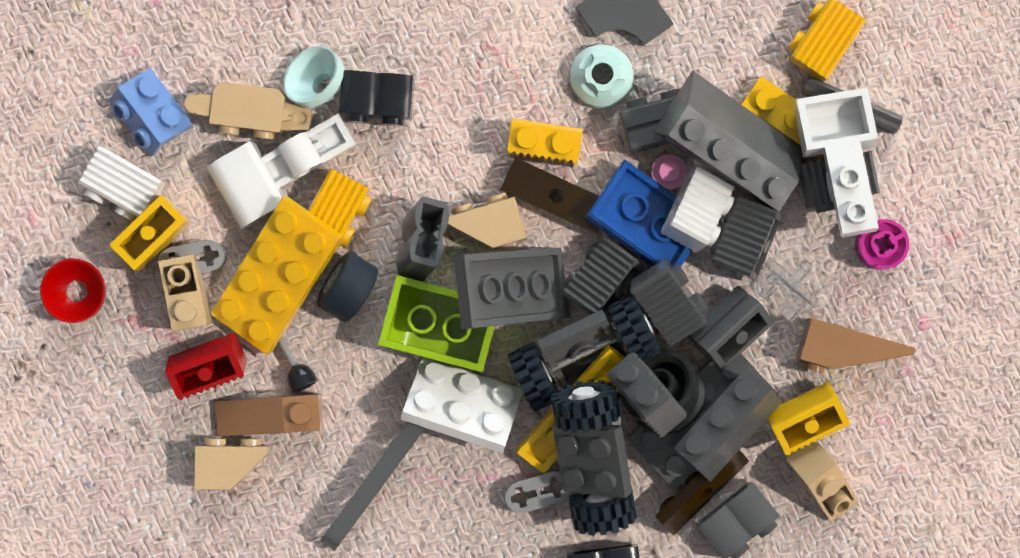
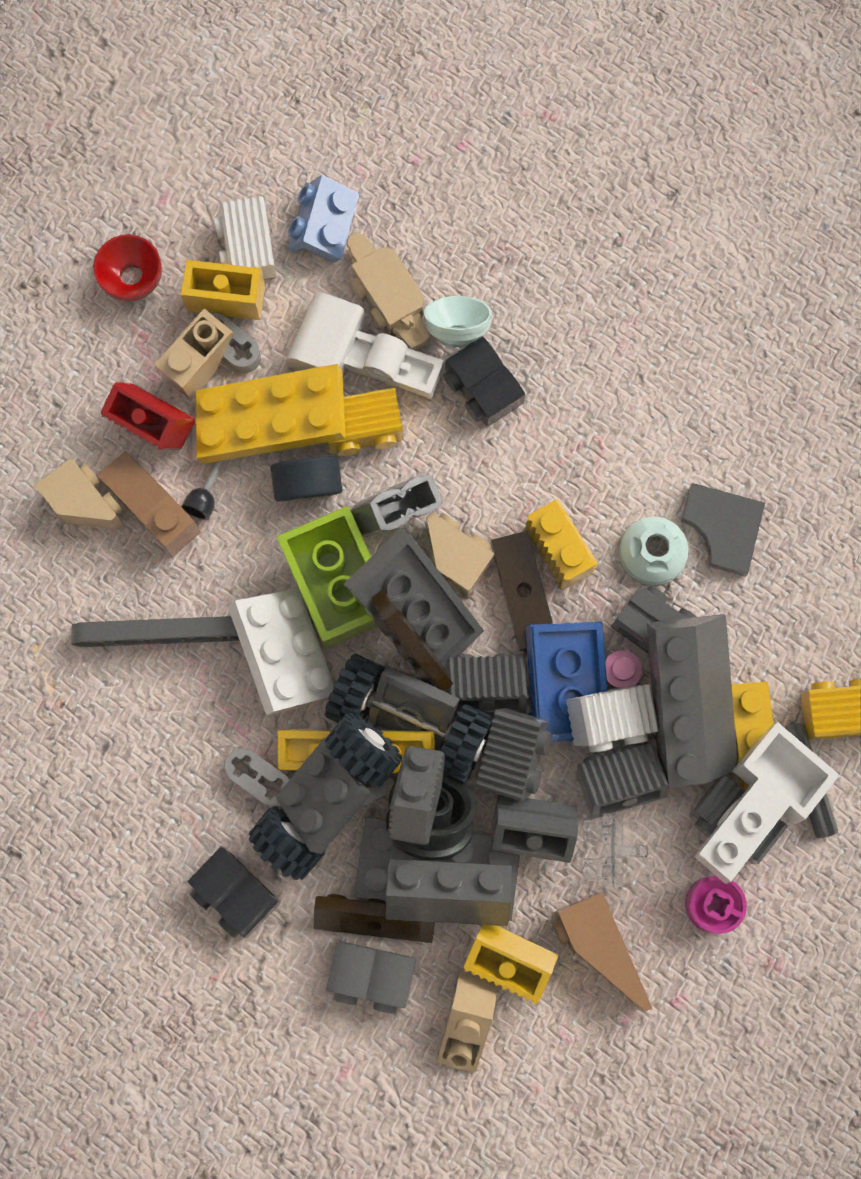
camera: 50 degrees right, 10 degrees down
(535, 313) = (408, 642): none -> dark brown tile

